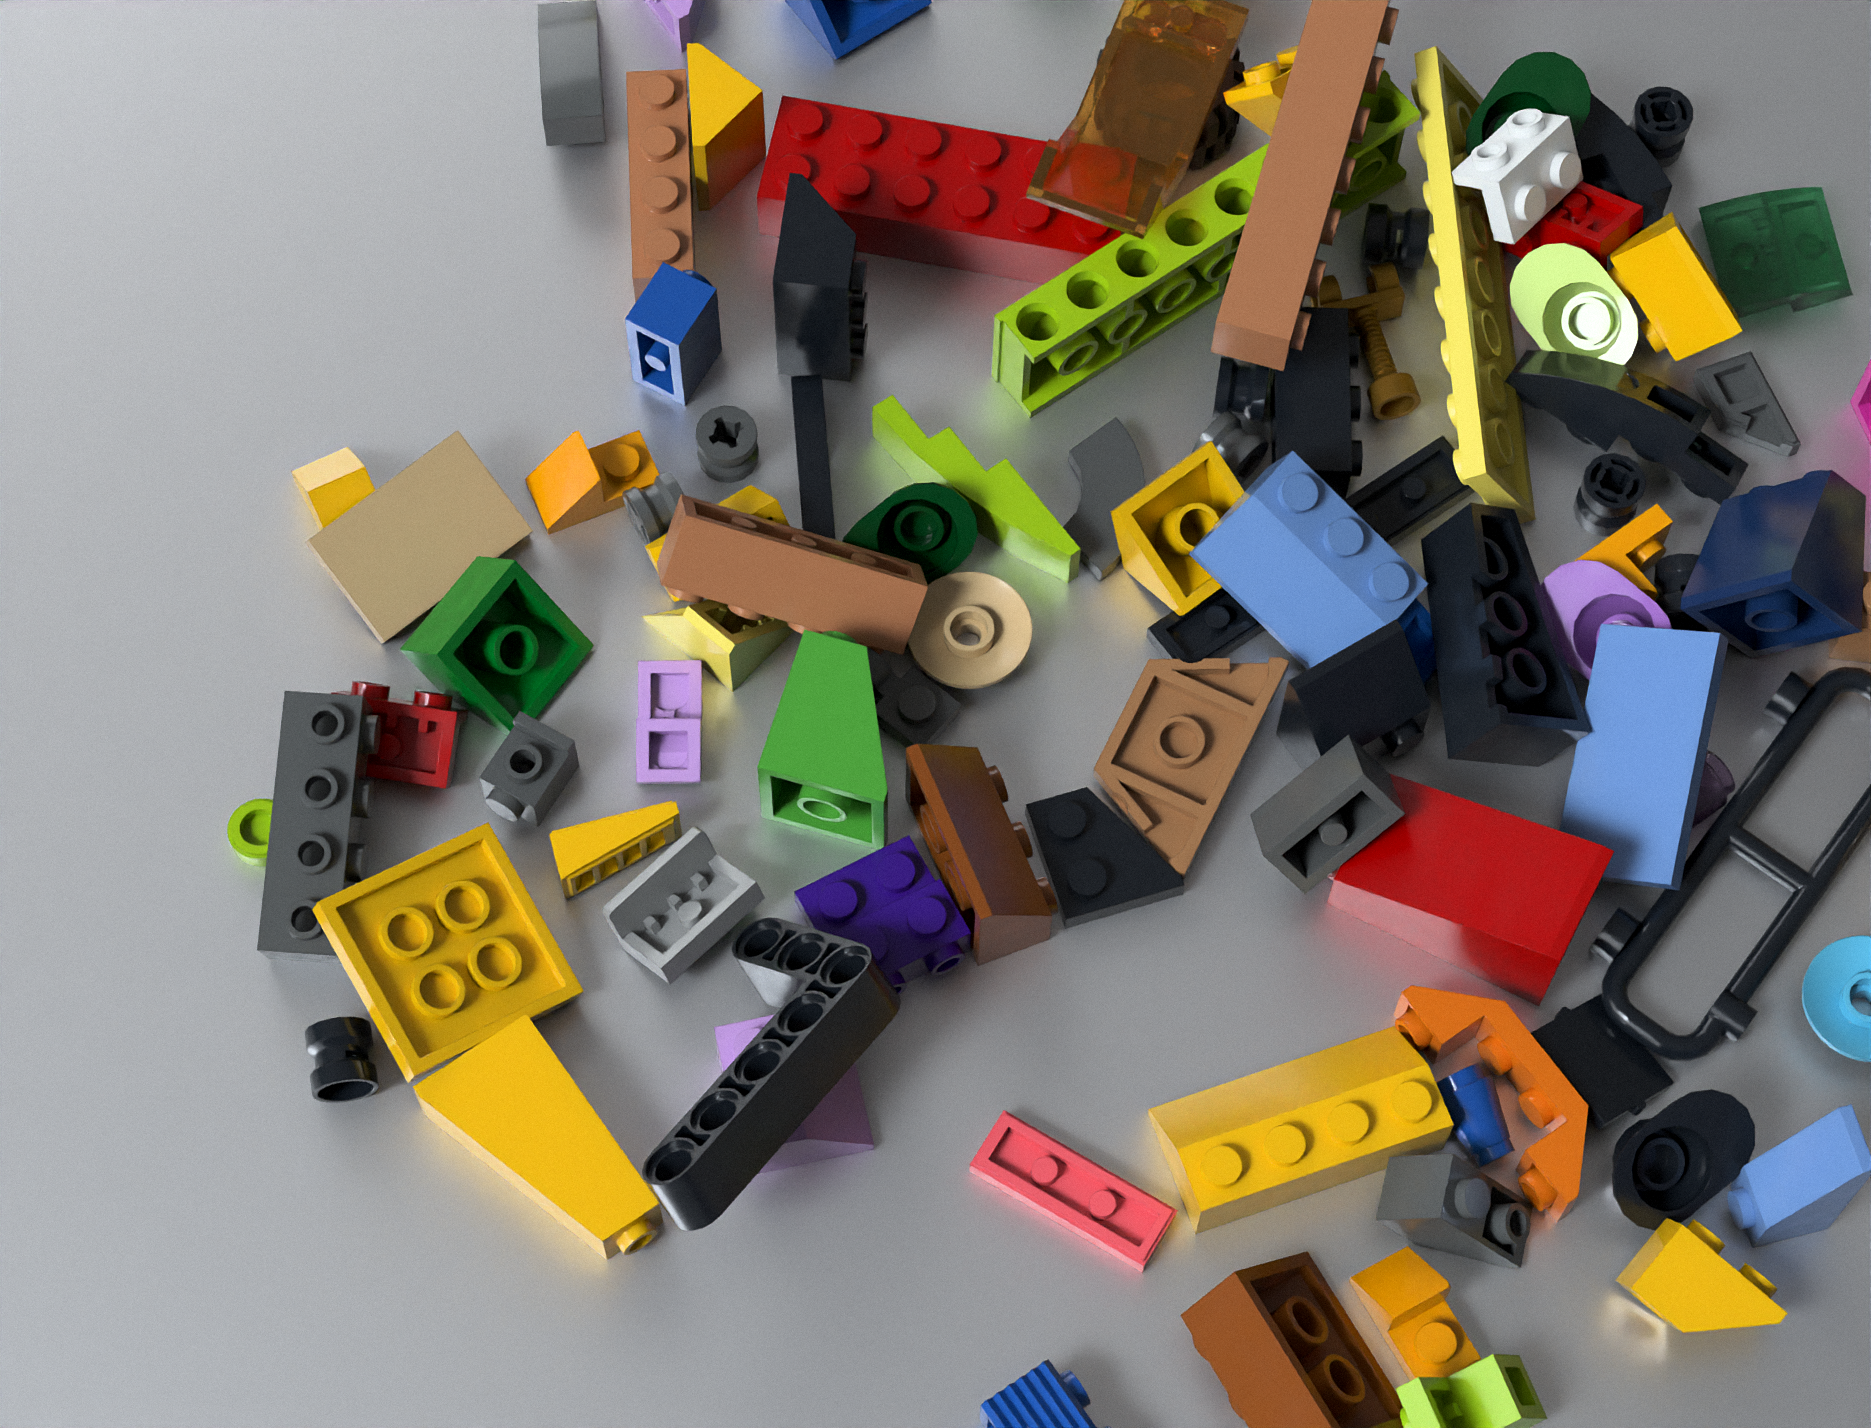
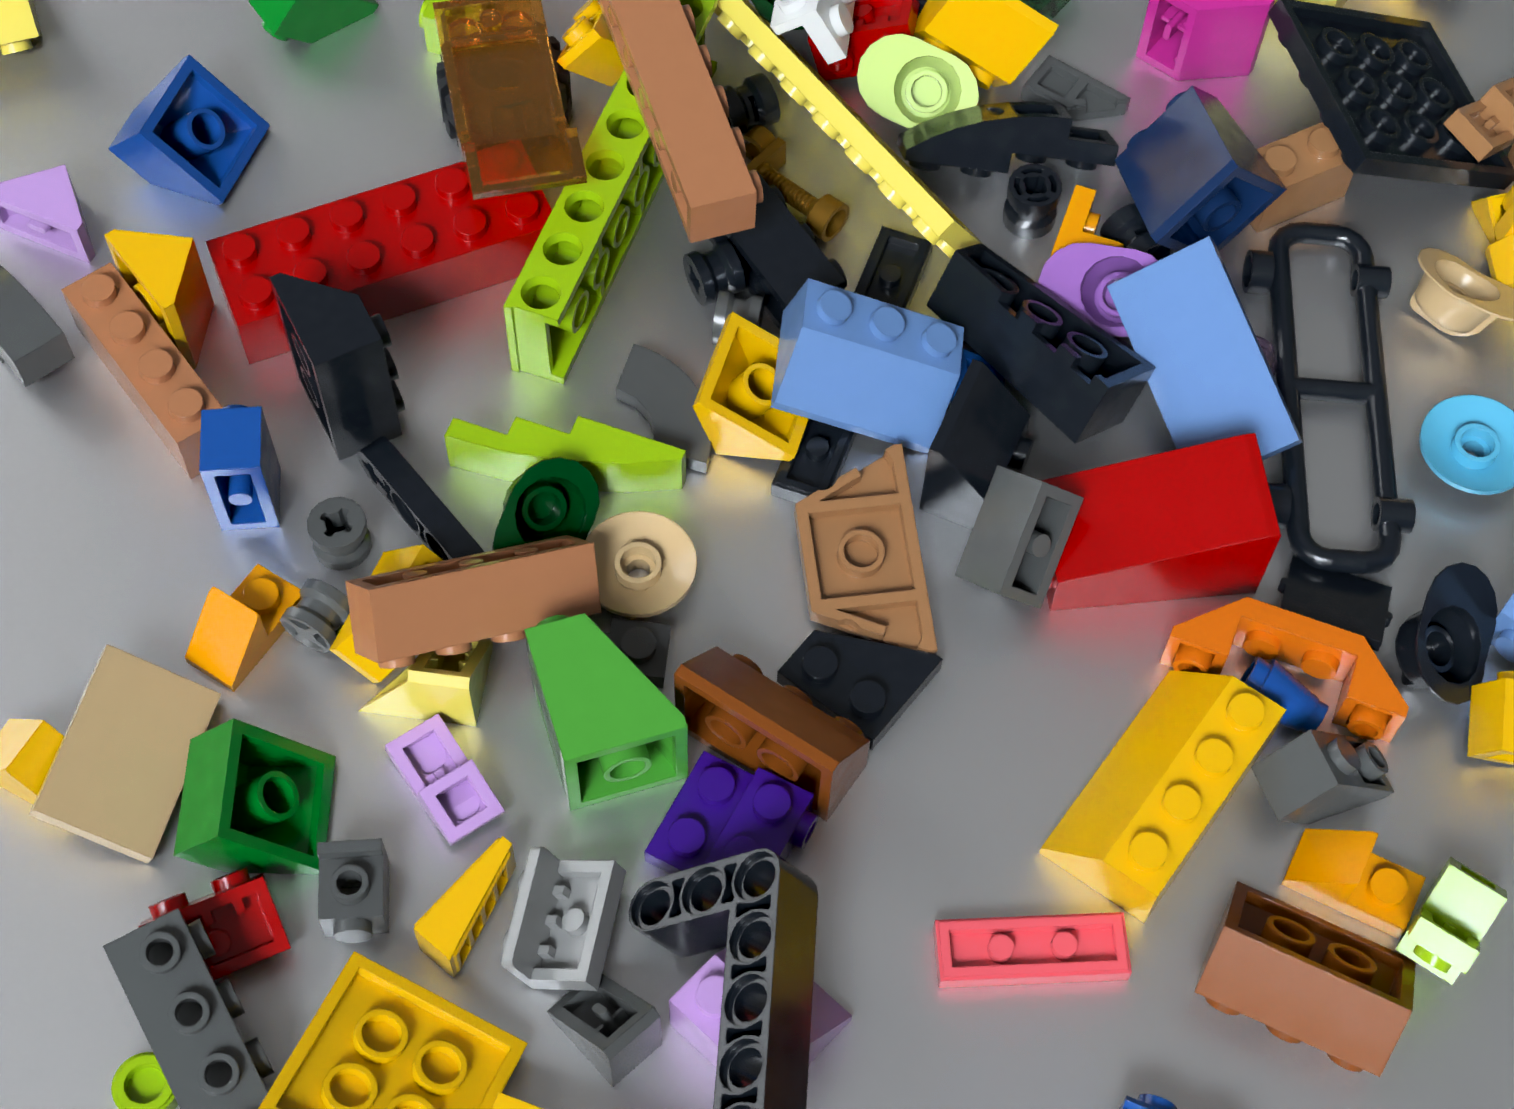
camera: 35 degrees left, 5 degrees down
(658, 1023) = (609, 1027): none -> dark grey slope

